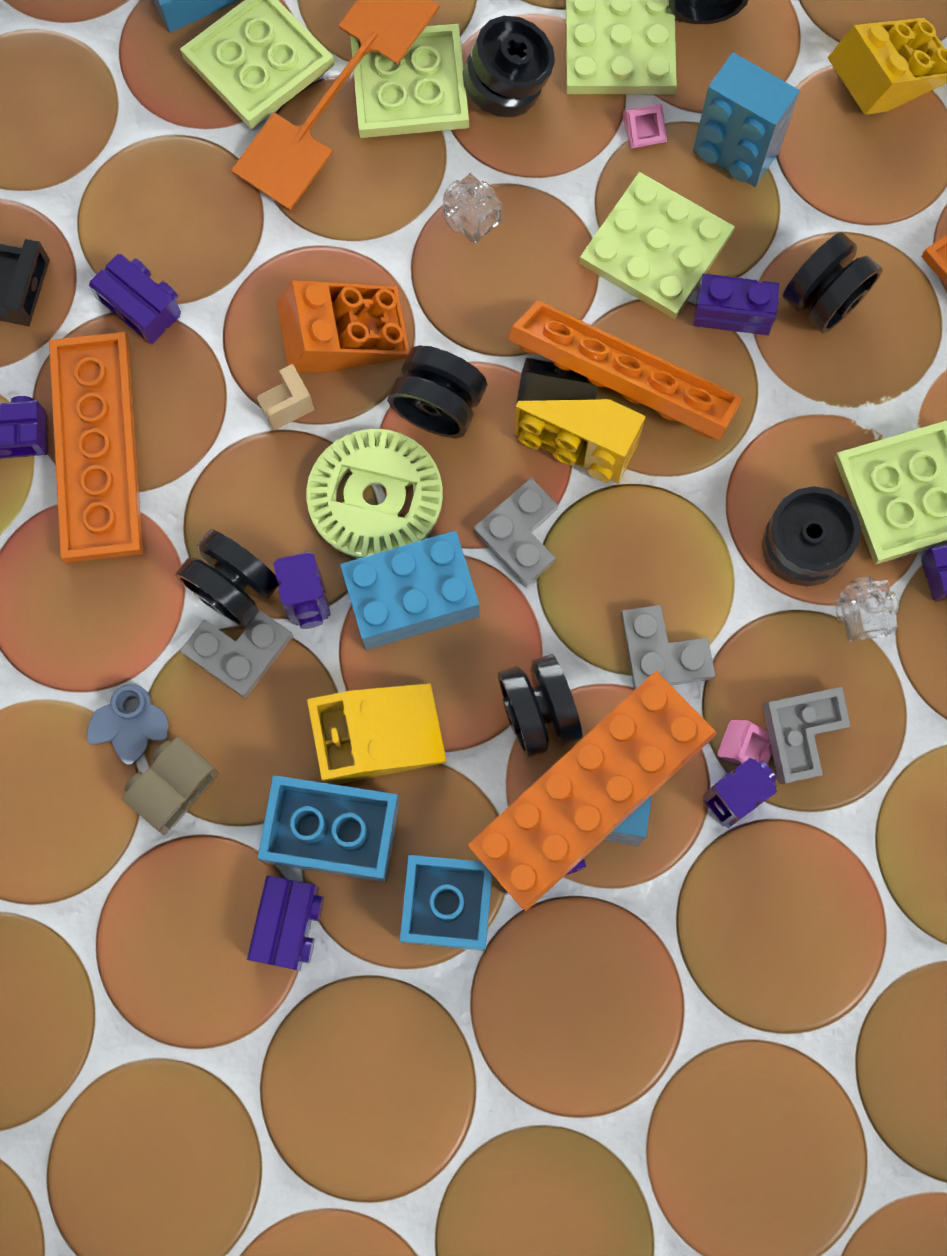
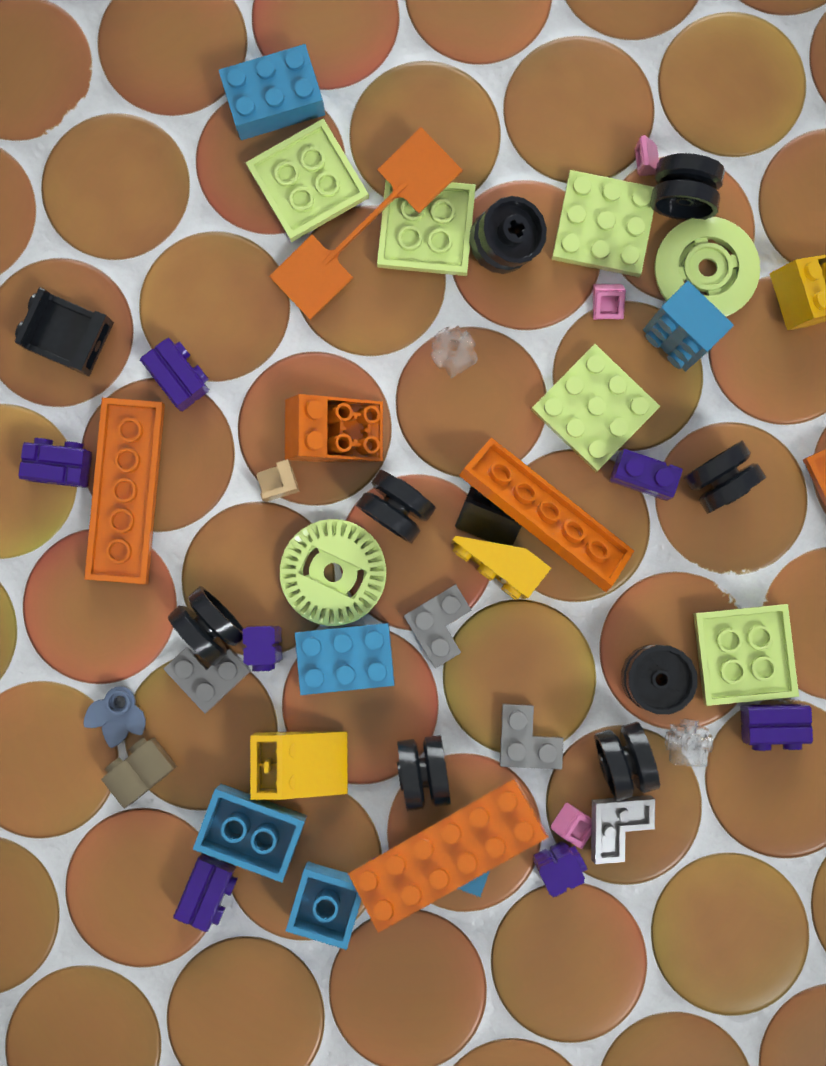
camera: 10 degrees right, 10 degrees up
(757, 36) = (688, 245): none -> yellowish green piece
(795, 640) = (627, 761): none -> black wheel

